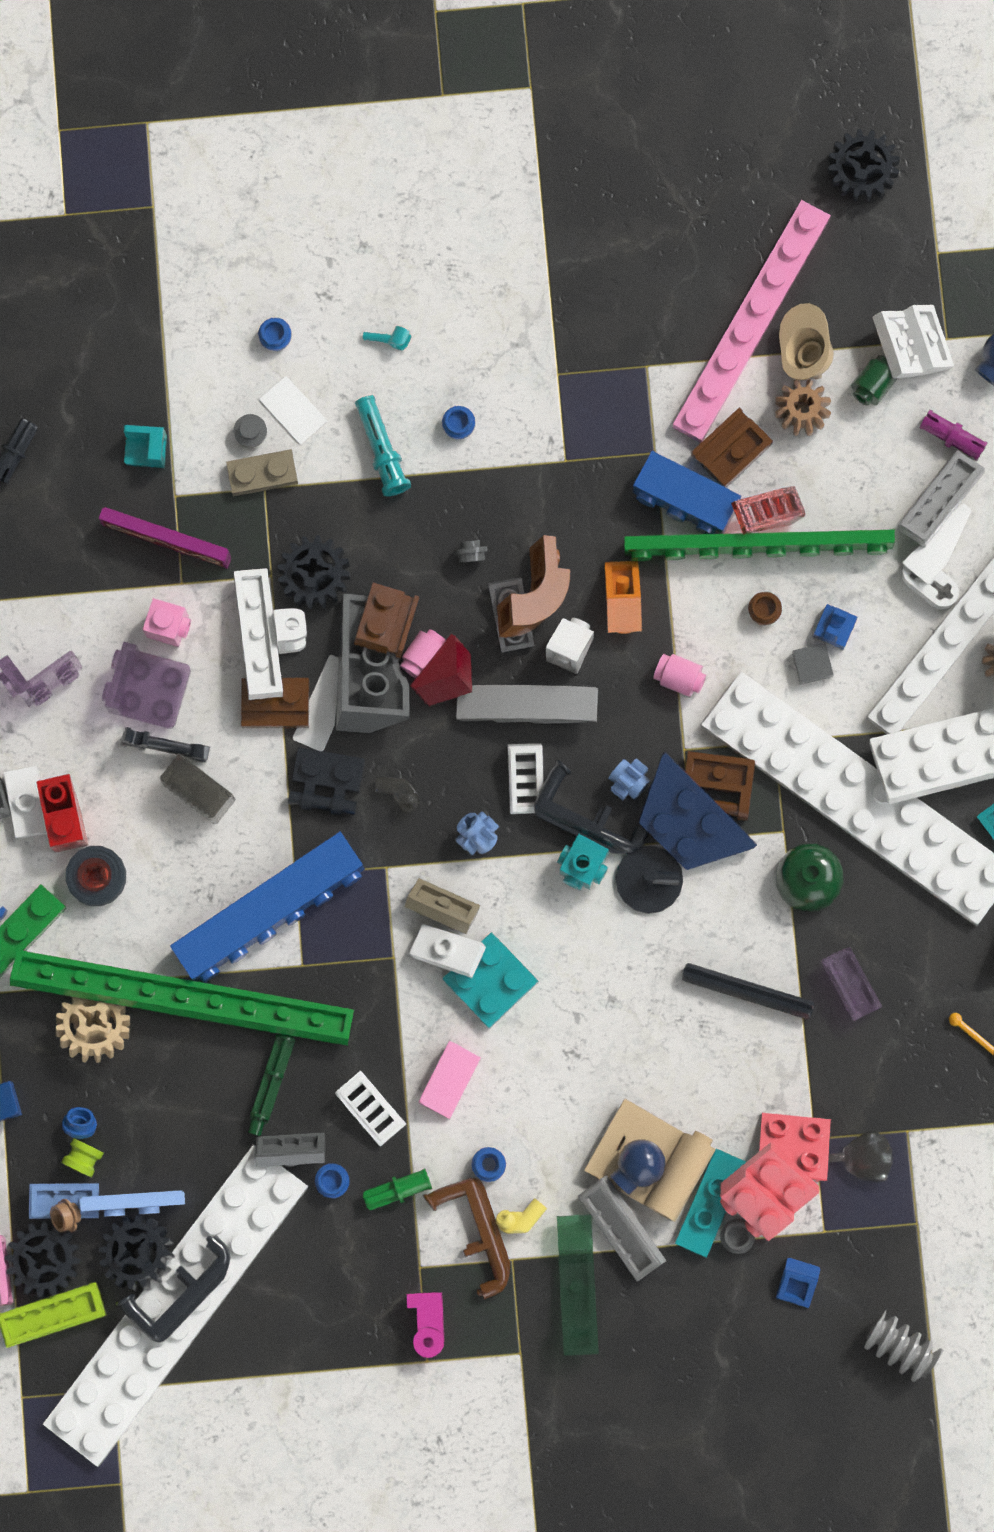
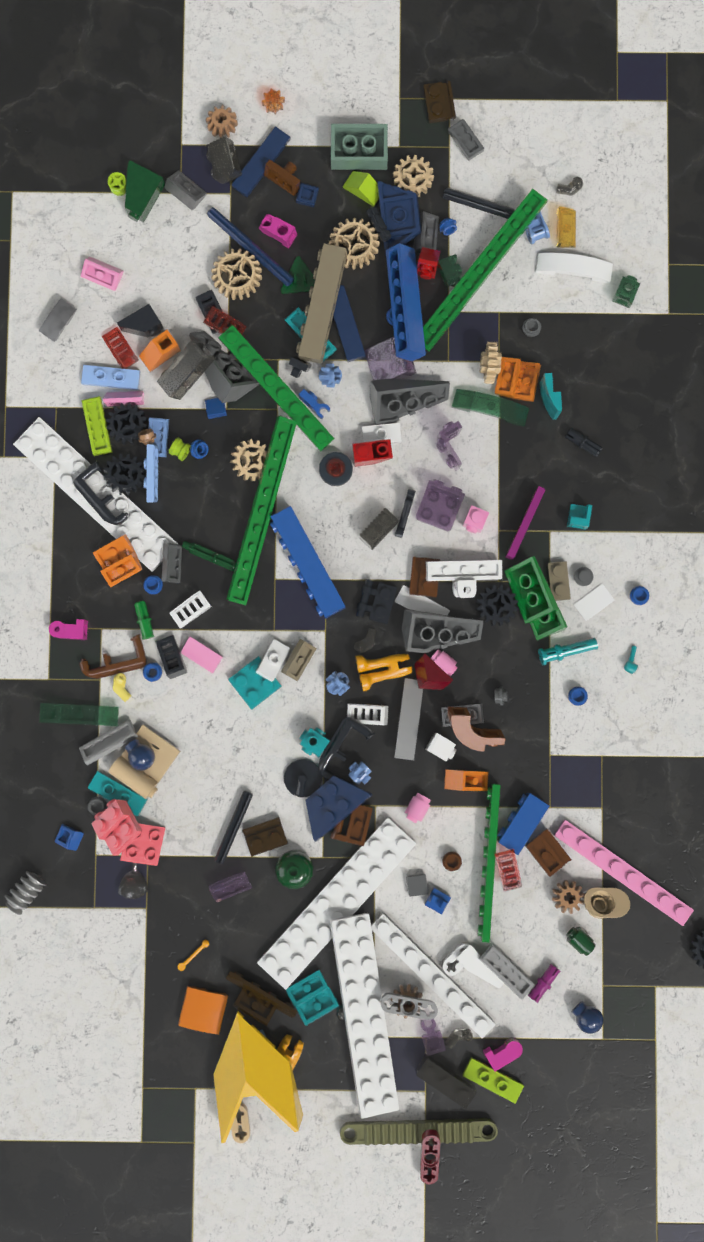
camera: 90 degrees right, 5 degrees up
(294, 1247) = (118, 560): none -> orange slope
(296, 507) = (535, 599): none -> green slope
(386, 620) = (465, 643): reddish brown plate -> none
(446, 739) = (392, 672): none -> light orange piece
(484, 1120) = (180, 662): none -> black slope
(758, 934) = (265, 836): none -> dark brown plate
(913, 341) = (602, 966): white slope -> none

